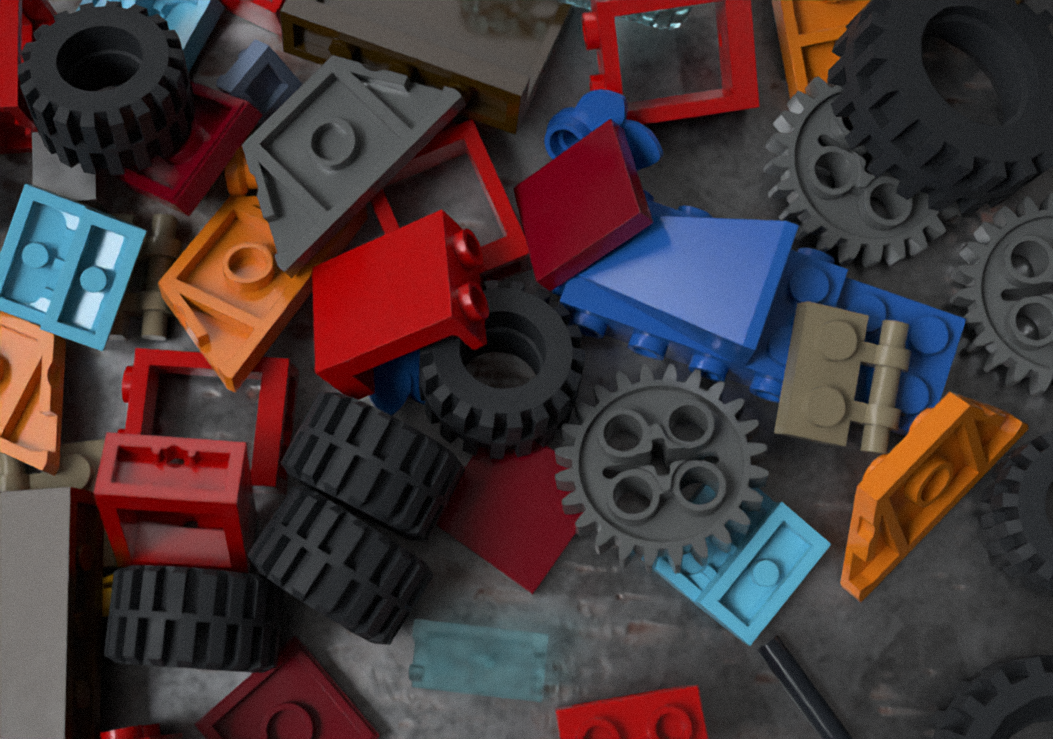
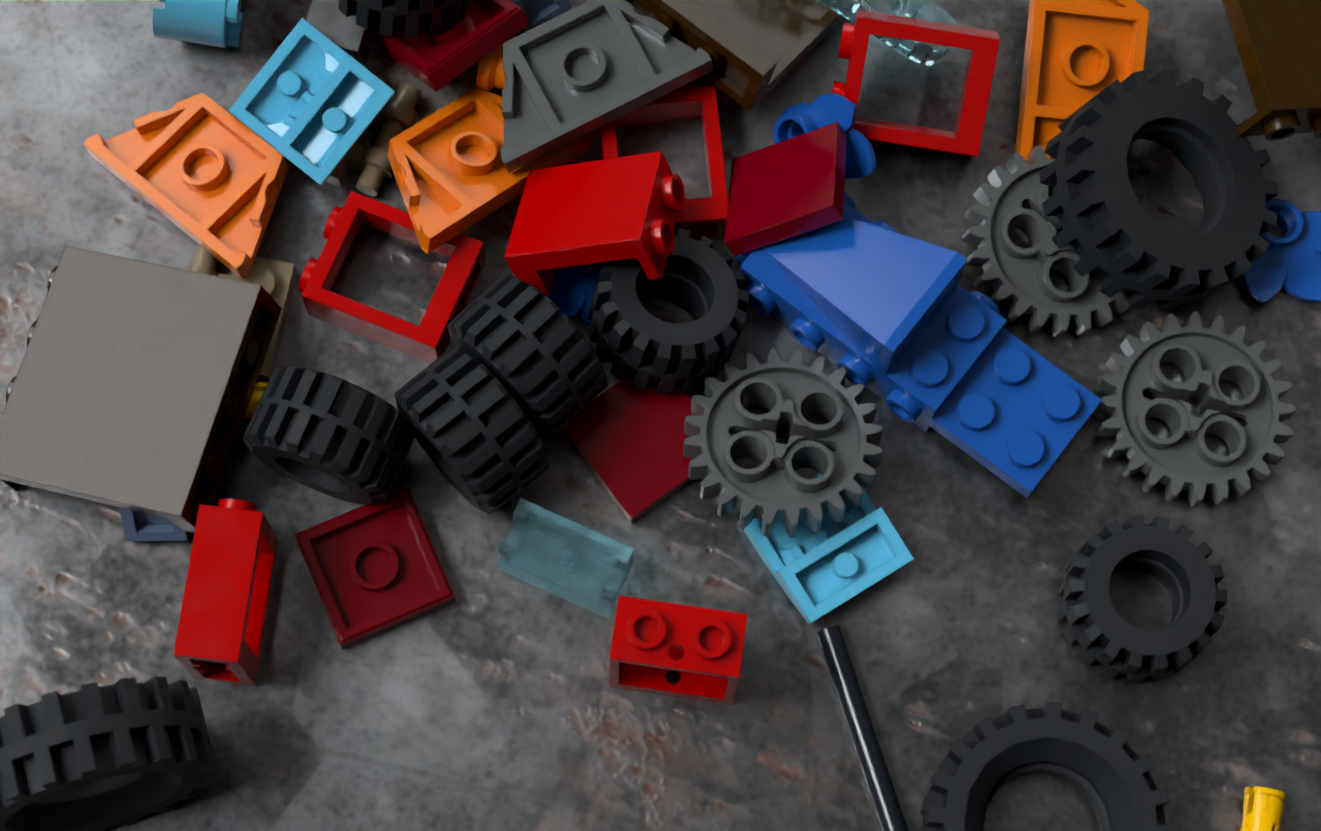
camera: 10 degrees right, 5 degrees down
(150, 502) = (385, 315): red window -> none
(824, 374) = (950, 402): dark tan plate -> none
(920, 483) = (1010, 529): orange wing -> none

